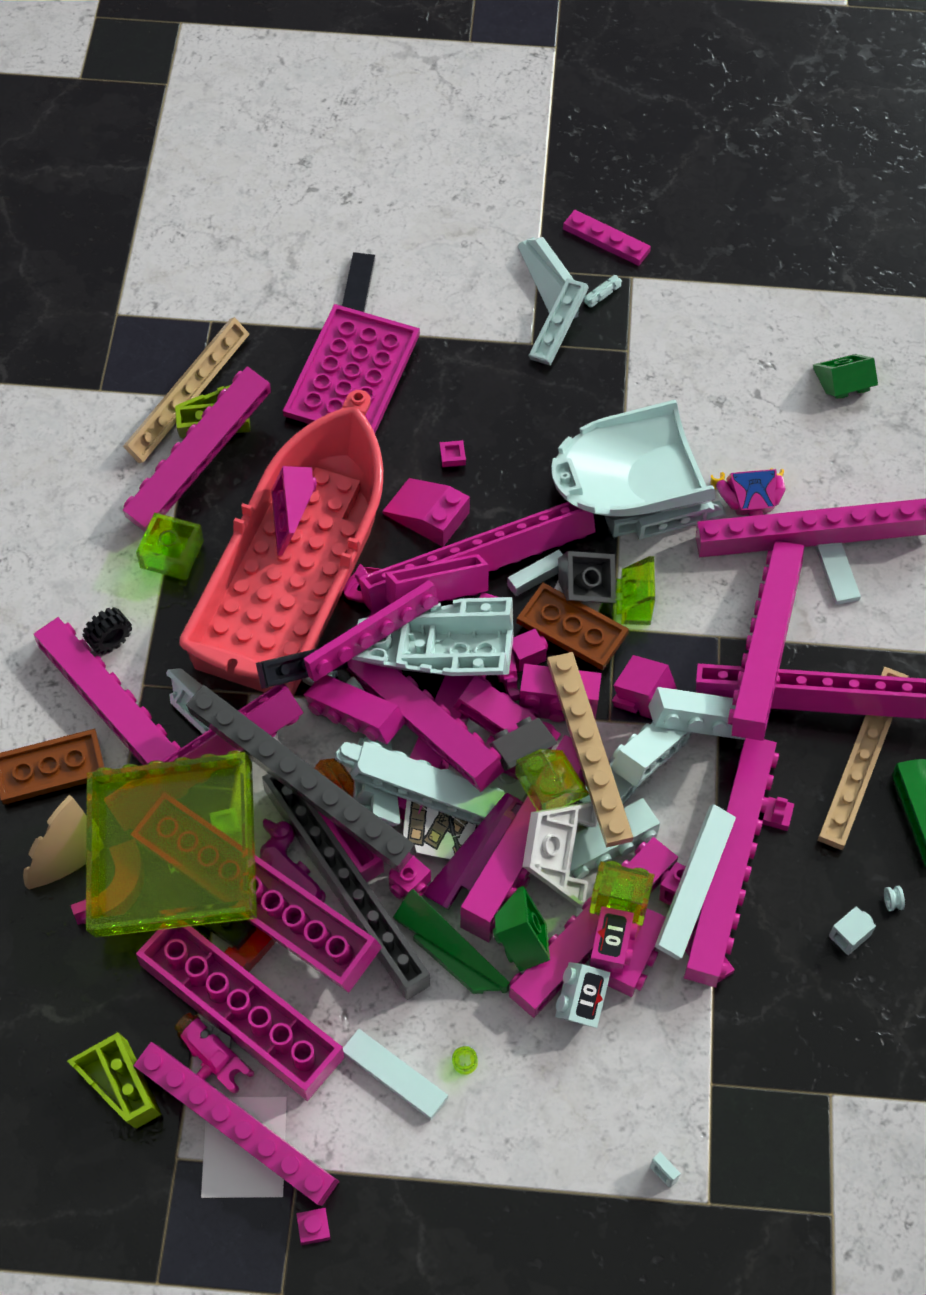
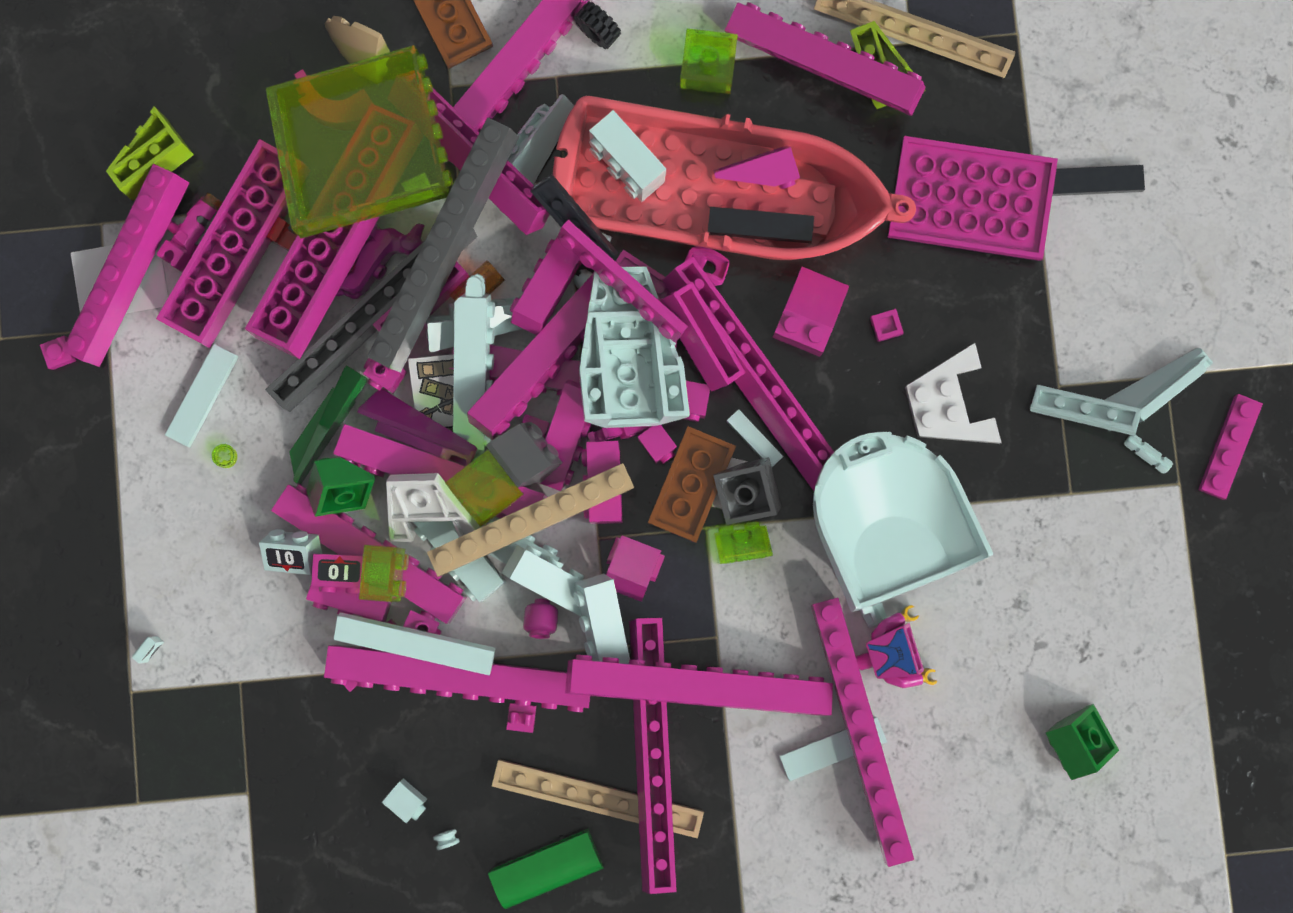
camera: 85 degrees right, 25 degrees up
(250, 610) = (626, 156): none -> light aqua brick
(340, 523) = (761, 225): none -> black tile
(530, 428) = (939, 404): none -> white wing
(683, 776) = (540, 619): none -> dark pink head

